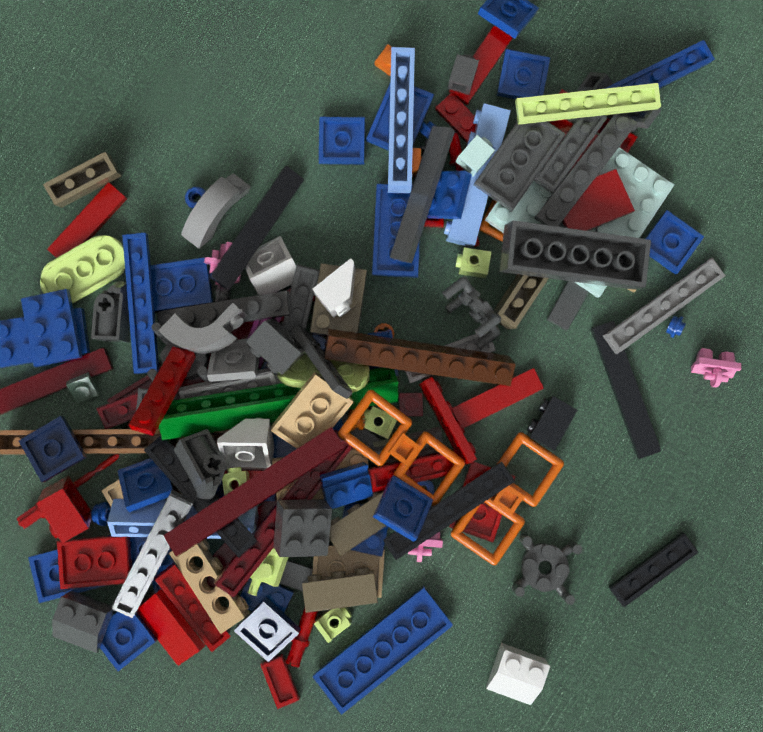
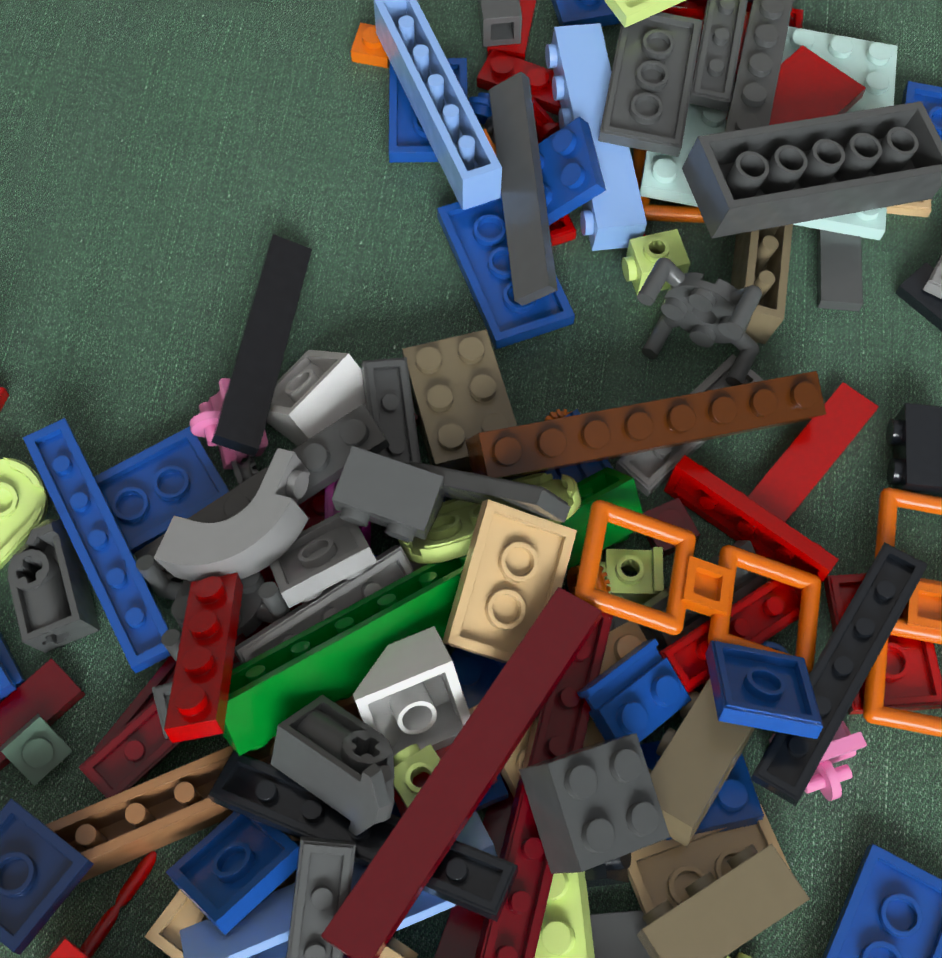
camera: 25 degrees left, 20 degrees down
(191, 193) = (131, 335): blue plate -> none
(211, 208) = (169, 345): light grey arch -> none
(337, 289) = (455, 359): white slope -> none
(341, 140) = (349, 172): blue plate -> none
(475, 155) = (581, 90): light aqua brick -> none

